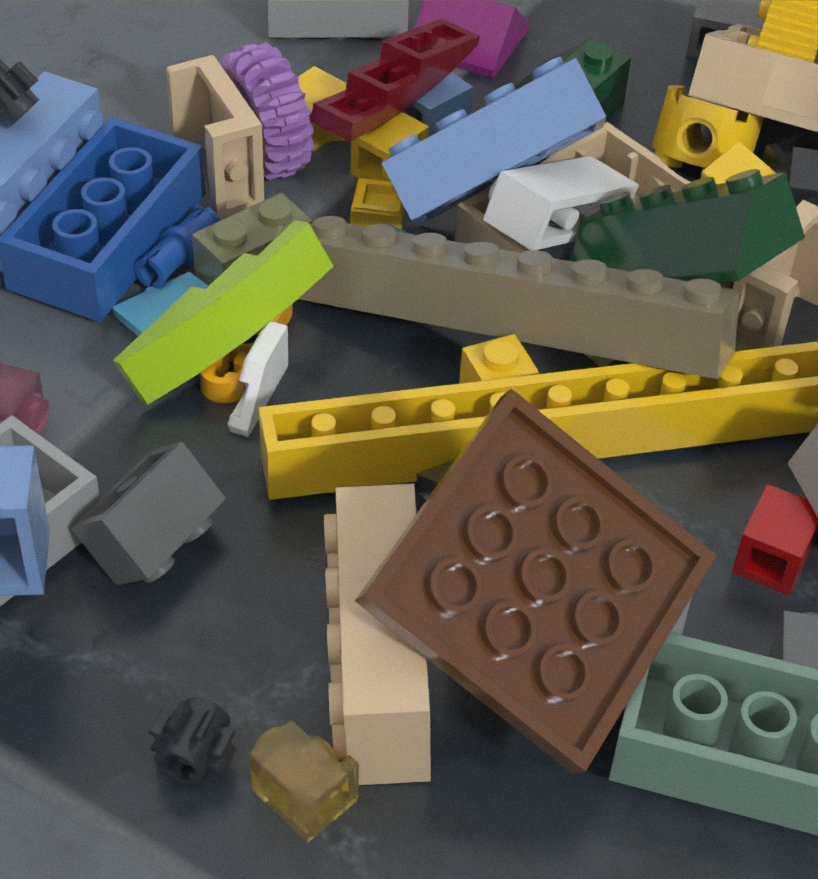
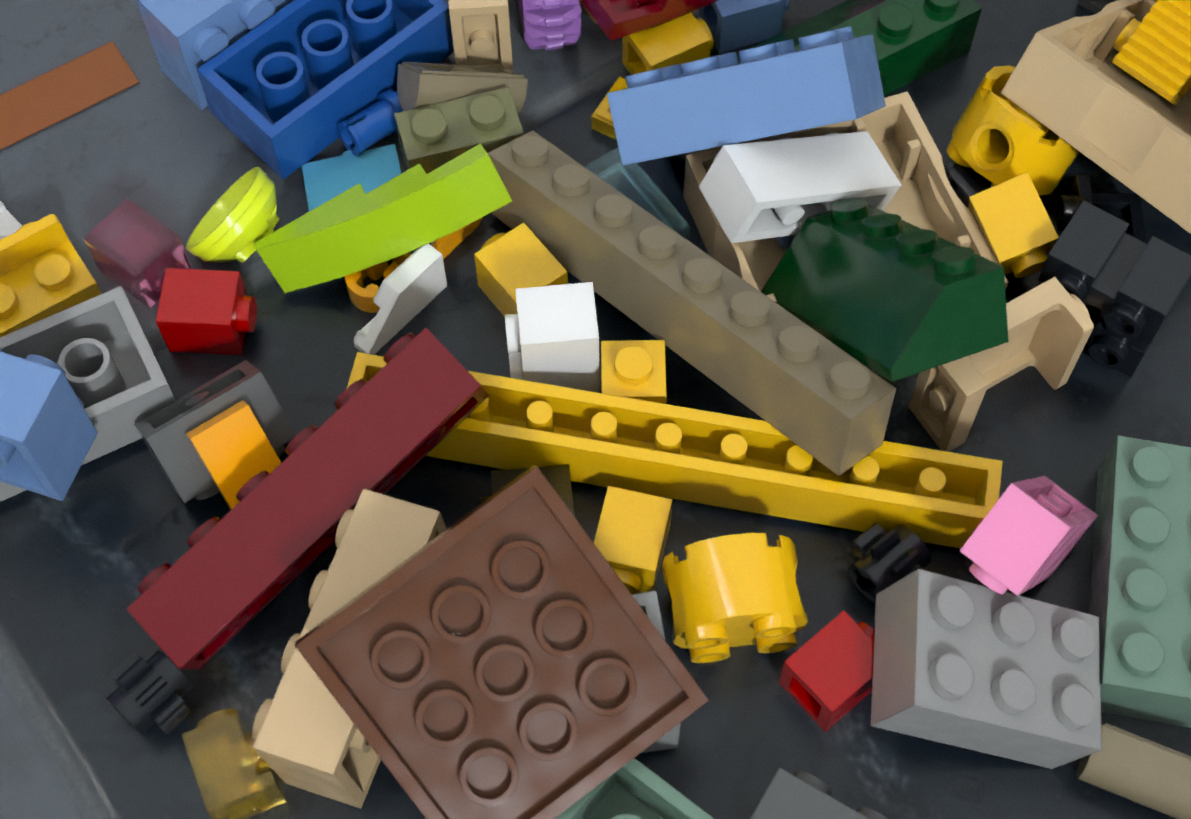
camera: 25 degrees right, 15 degrees up
(81, 353) = (236, 220): none -> neon yellow piece
(89, 427) = (205, 311): none -> red brick
(198, 535) = (233, 449): none -> light orange tile
(213, 205) = (434, 83): none -> dark tan brick
(274, 530) = (296, 509): none -> dark red brick
(357, 334) = (515, 262): none -> yellow brick
(423, 346) = (555, 336): none -> white brick
(688, 486) = (734, 596): none -> yellow brick
(771, 447) = (885, 558): none -> black gear

